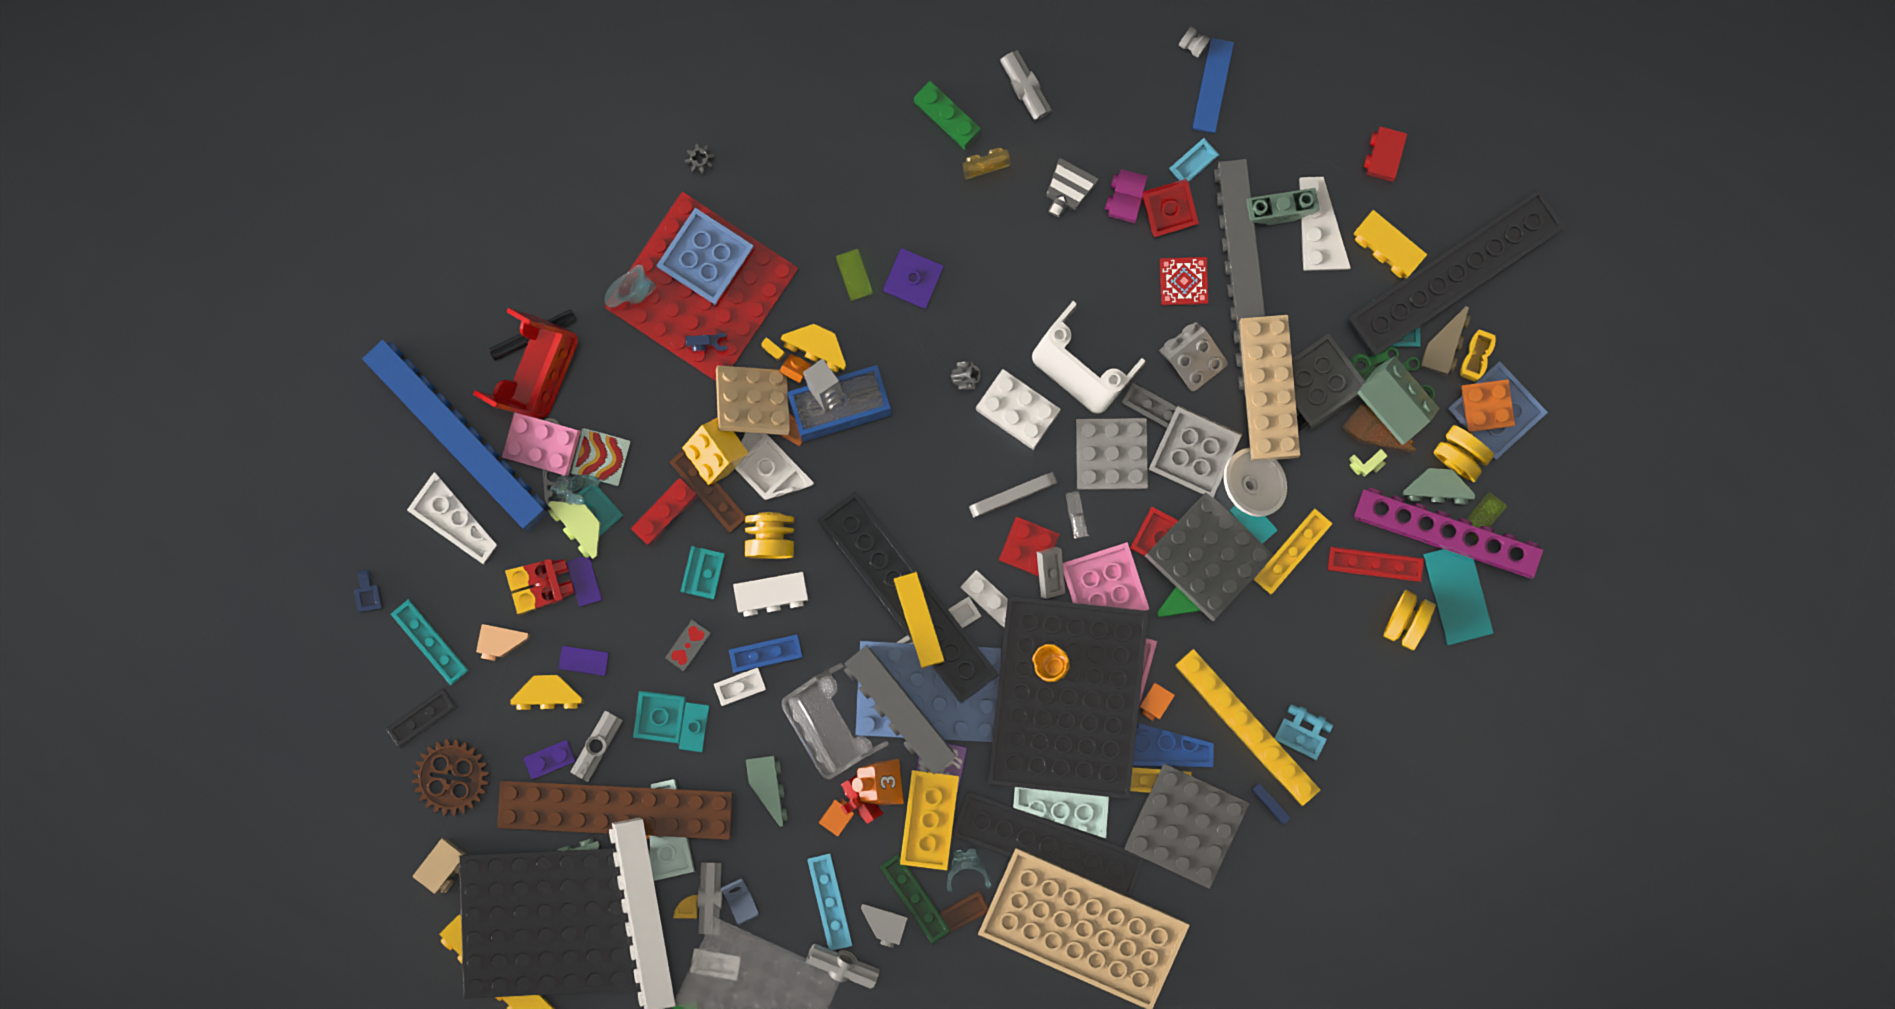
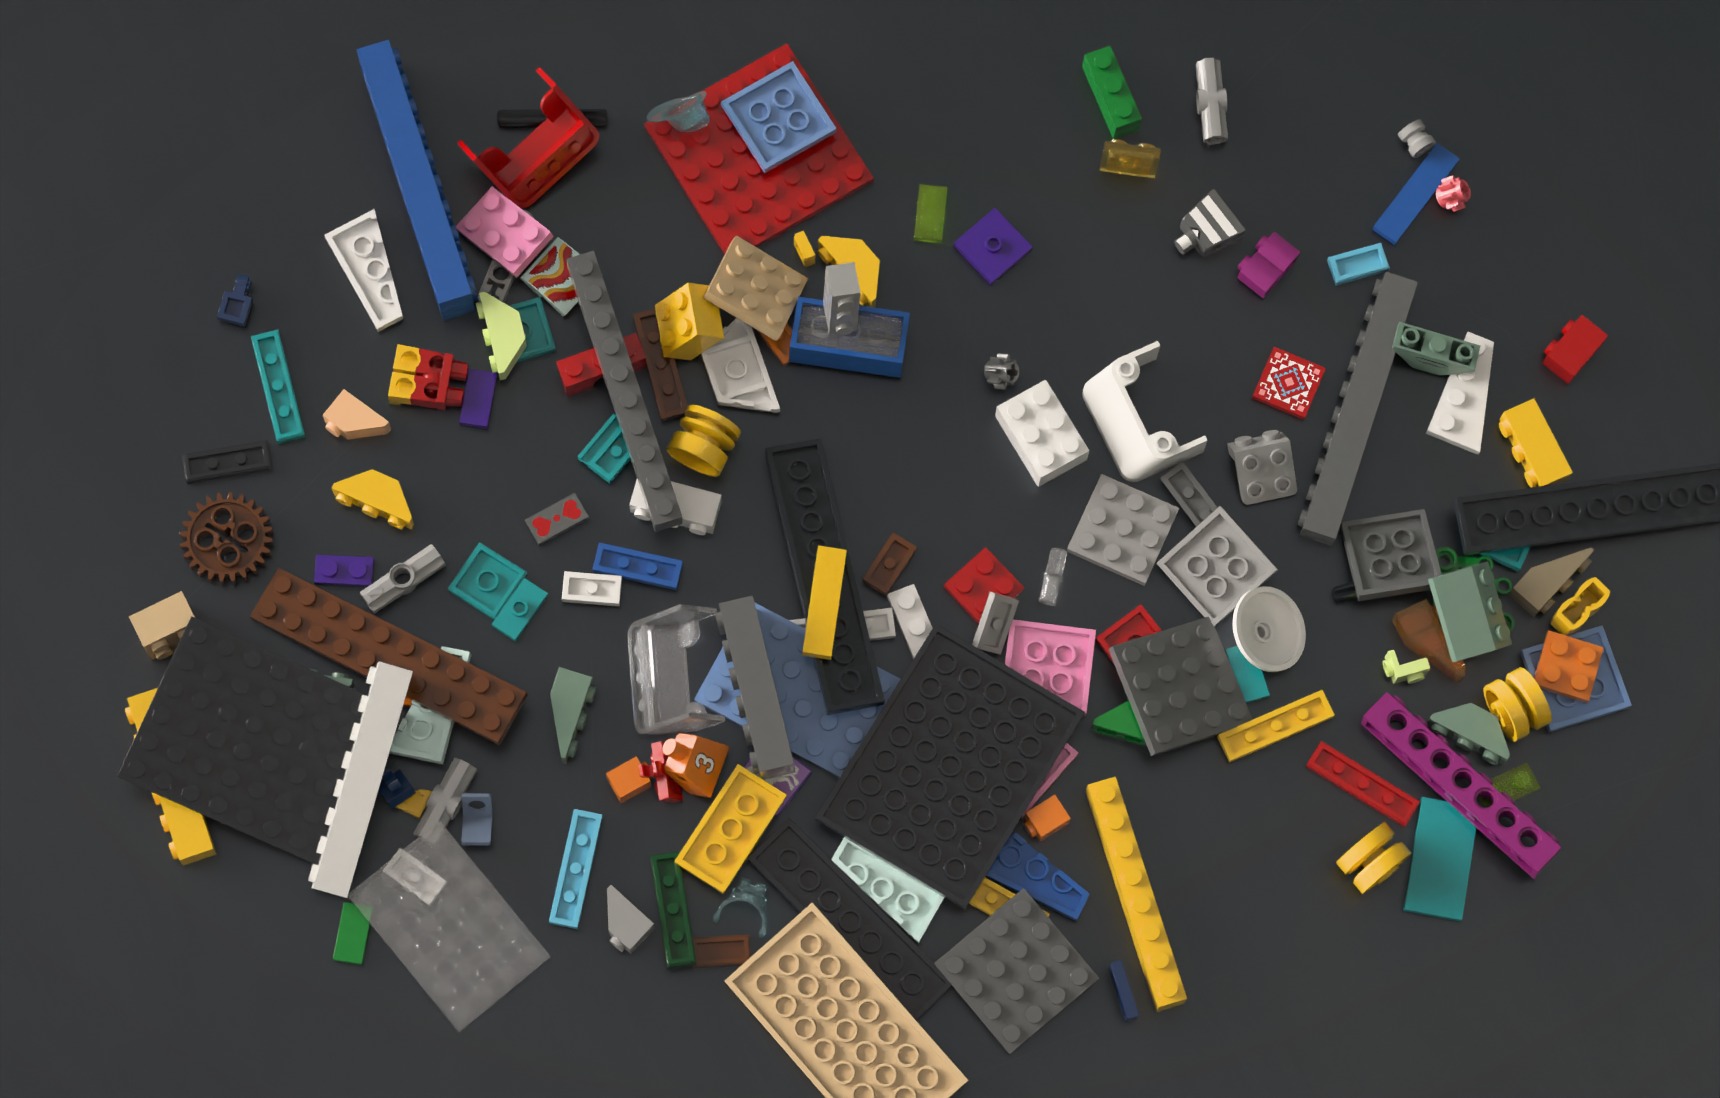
camera: 15 degrees right, 10 degrees down
(566, 485) = (512, 289): clear light blue helmet -> none
(583, 660) = (435, 483): dark purple tile -> none
(669, 905) = (395, 788): none -> dark blue tile
(693, 156) = (819, 10): dark grey gear -> none
(693, 530) = (624, 391): none -> dark grey brick
(700, 342) = (730, 202): dark blue plate -> none
(794, 367) = (815, 278): orange plate -> none
(842, 966) = (555, 944): light grey piece -> none
(951, 563) = (889, 564): none -> reddish brown plate
(1013, 494) = (993, 522): light grey beam -> none
(1051, 662) = (949, 714): light orange hair -> none
(1170, 207) = (1310, 296): red plate -> none
(1241, 73) = (1453, 193): none -> coral gear
(1269, 388) = (1332, 532): tan brick -> none
(1299, 738) = (1190, 935): medium azure plate -> none

